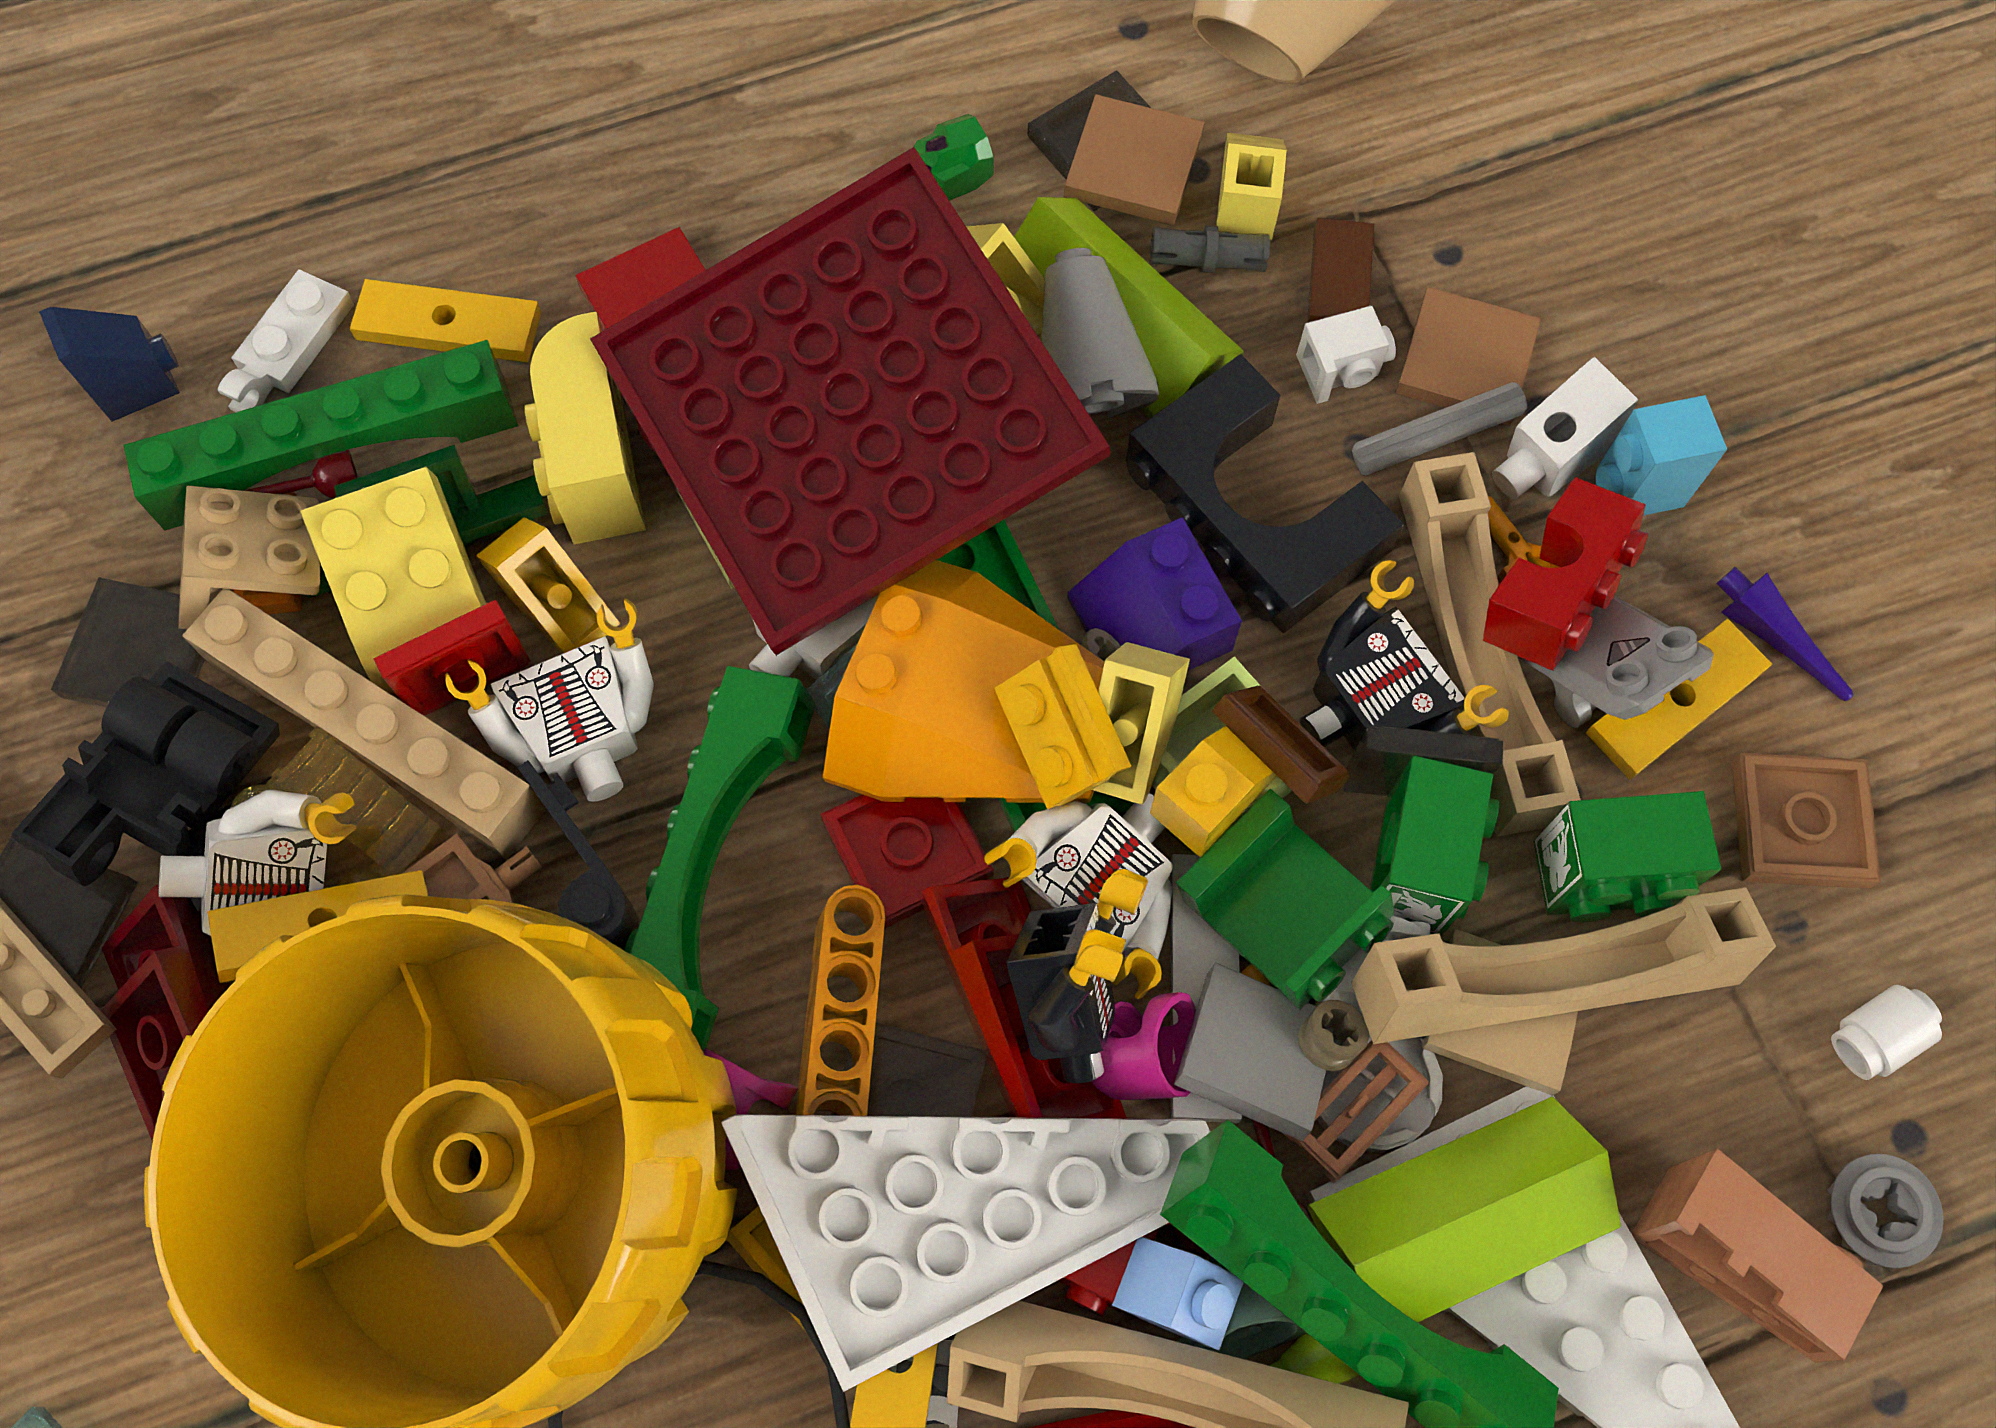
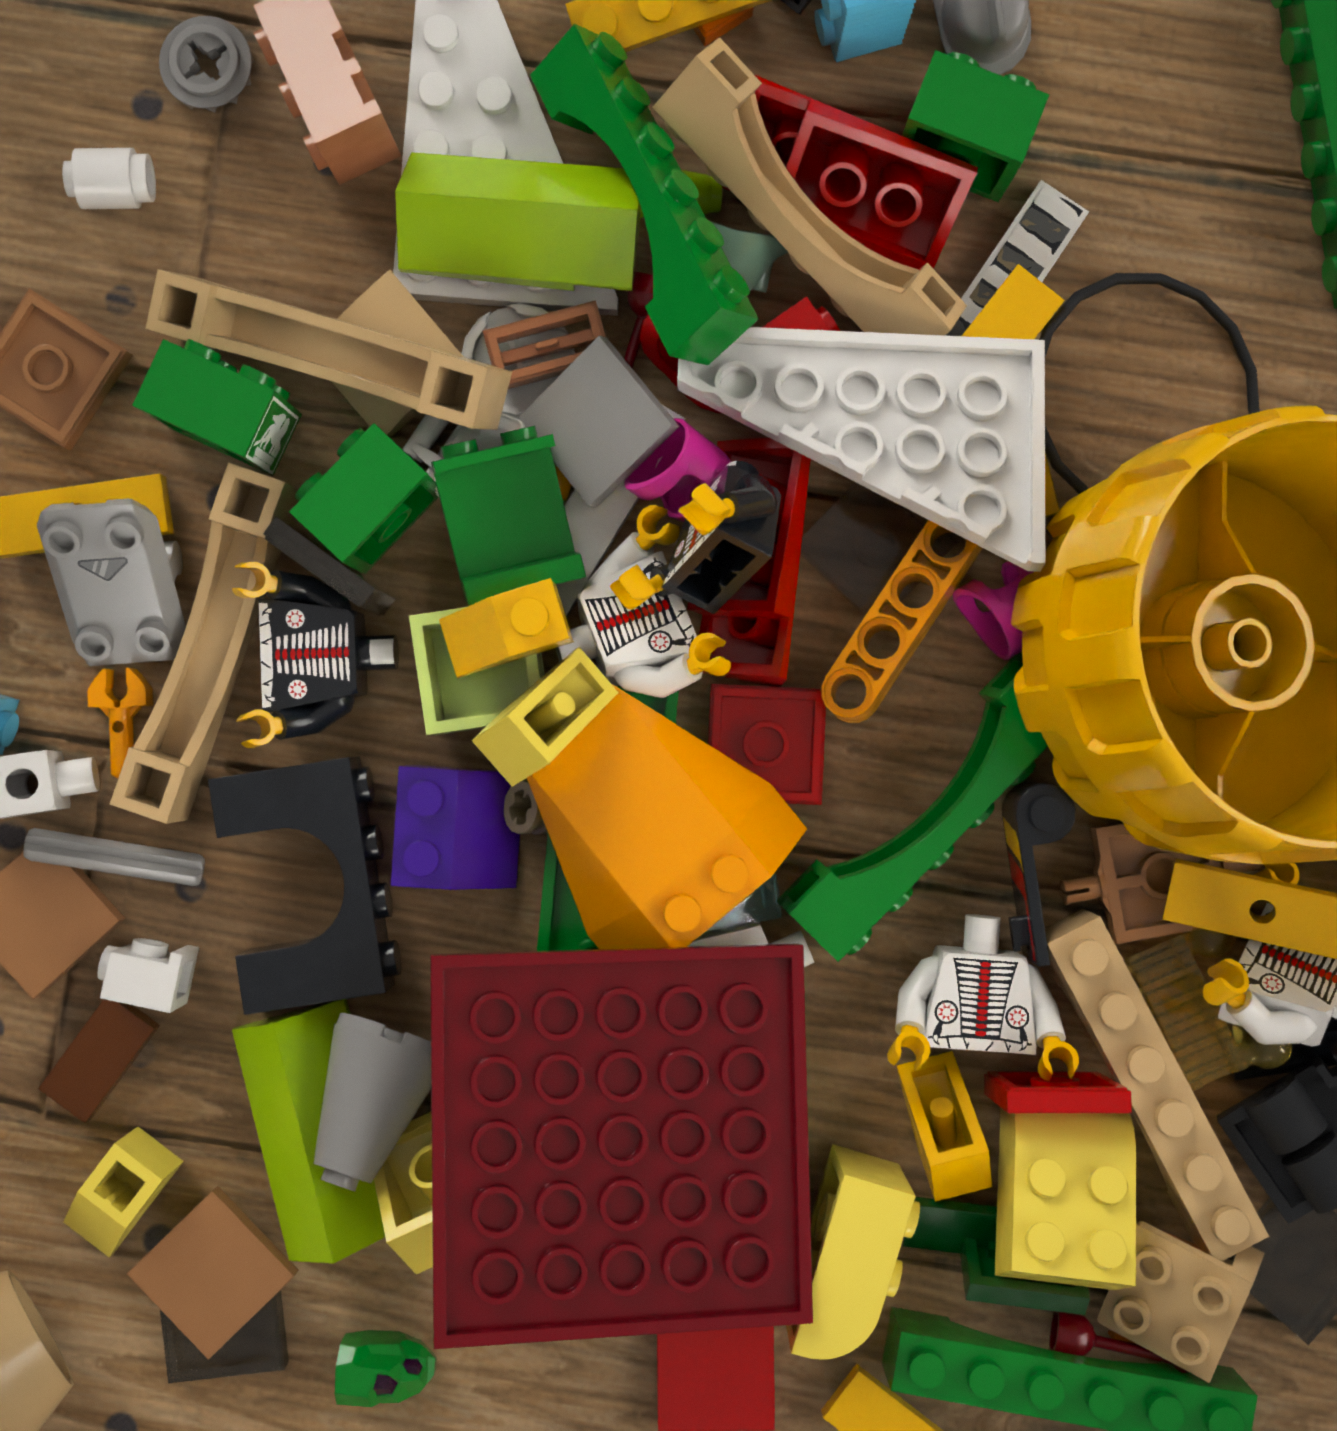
camera: 150 degrees left, 20 degrees up
(1062, 726) = (608, 740): yellow plate -> none
(1178, 1292) = (772, 274): light blue brick -> none
(1209, 249) = (200, 1144): dark grey pin -> none
(1281, 743) = (439, 632): reddish brown tile -> none
(1318, 1042) = (519, 403): dark tan bush -> none
(1548, 610) = (63, 678): red arch -> none

